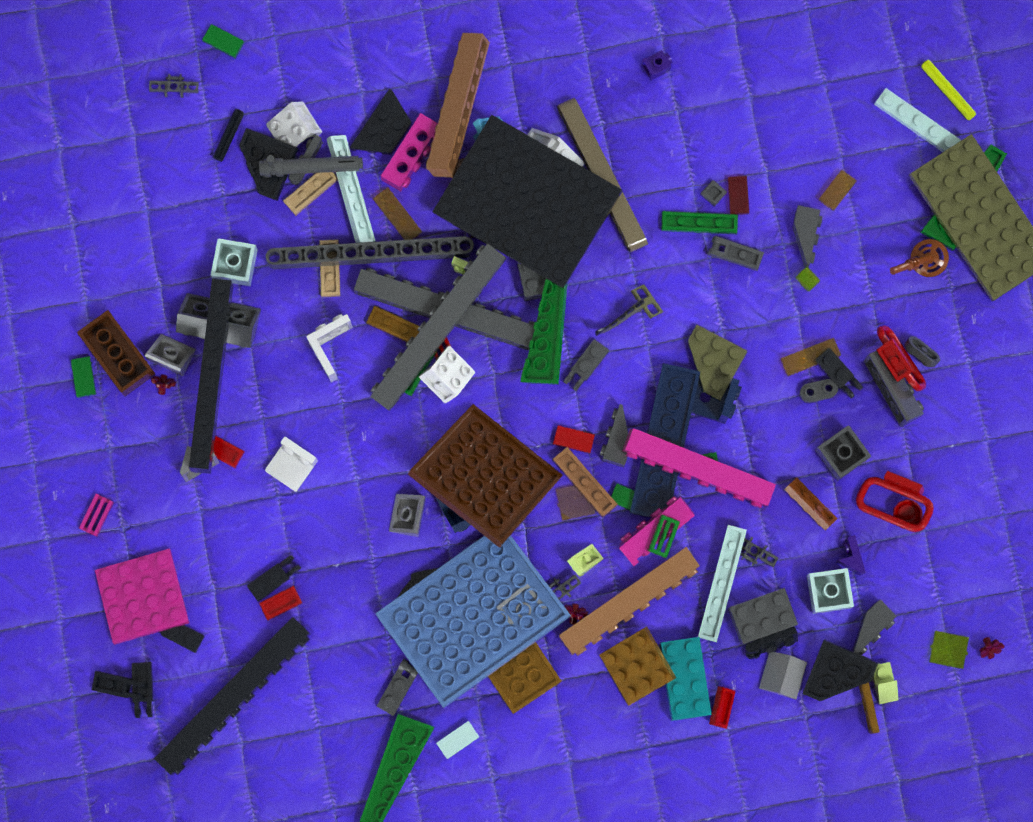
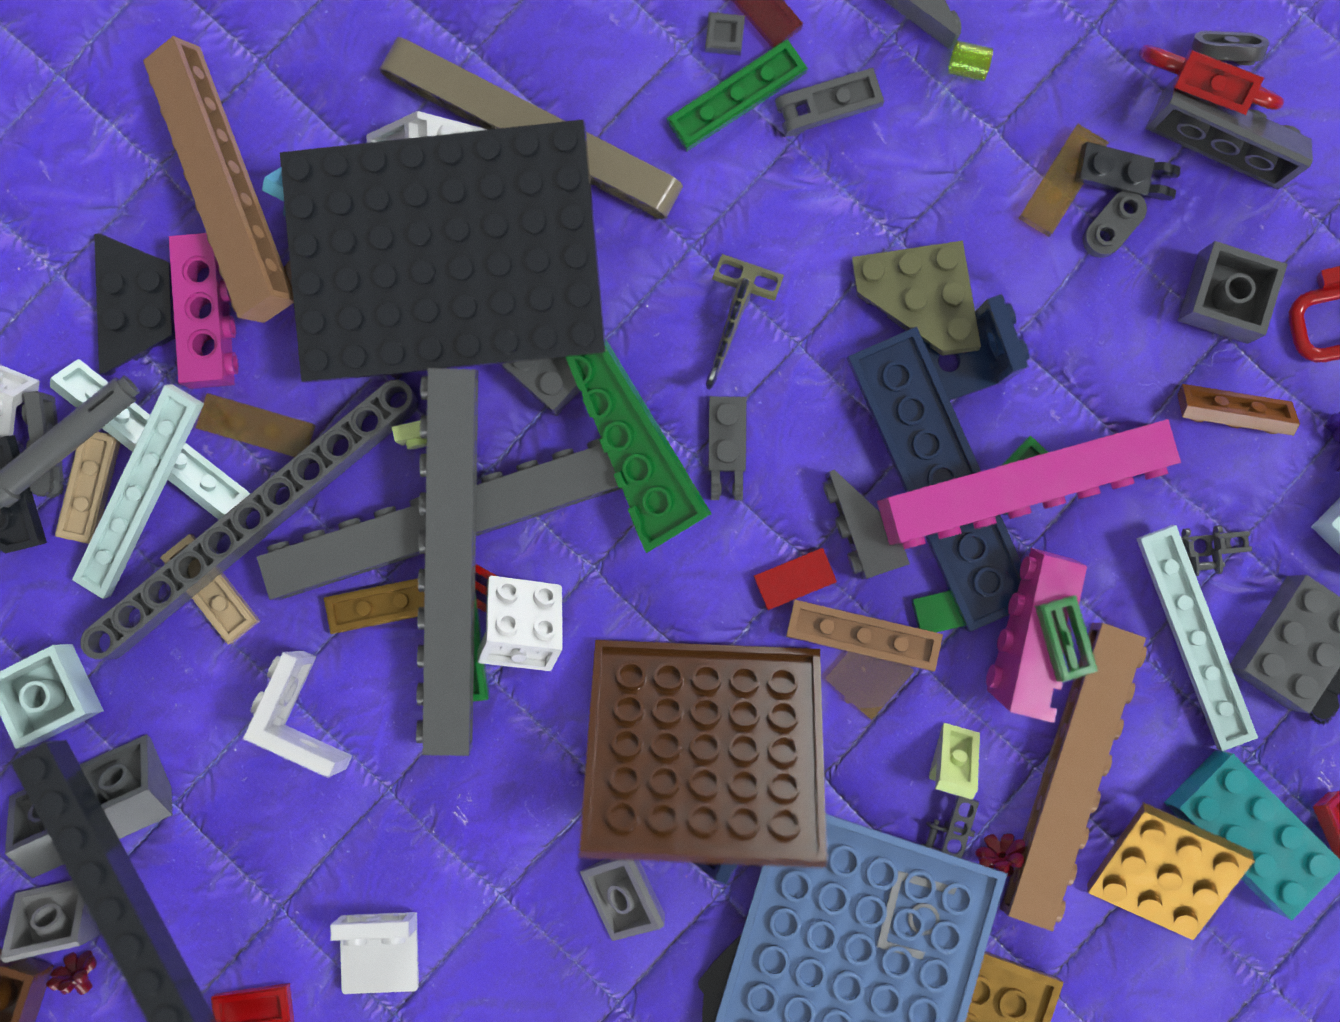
camera: 30 degrees left, 5 degrees up
(332, 207) = (137, 491): none -> light aqua plate

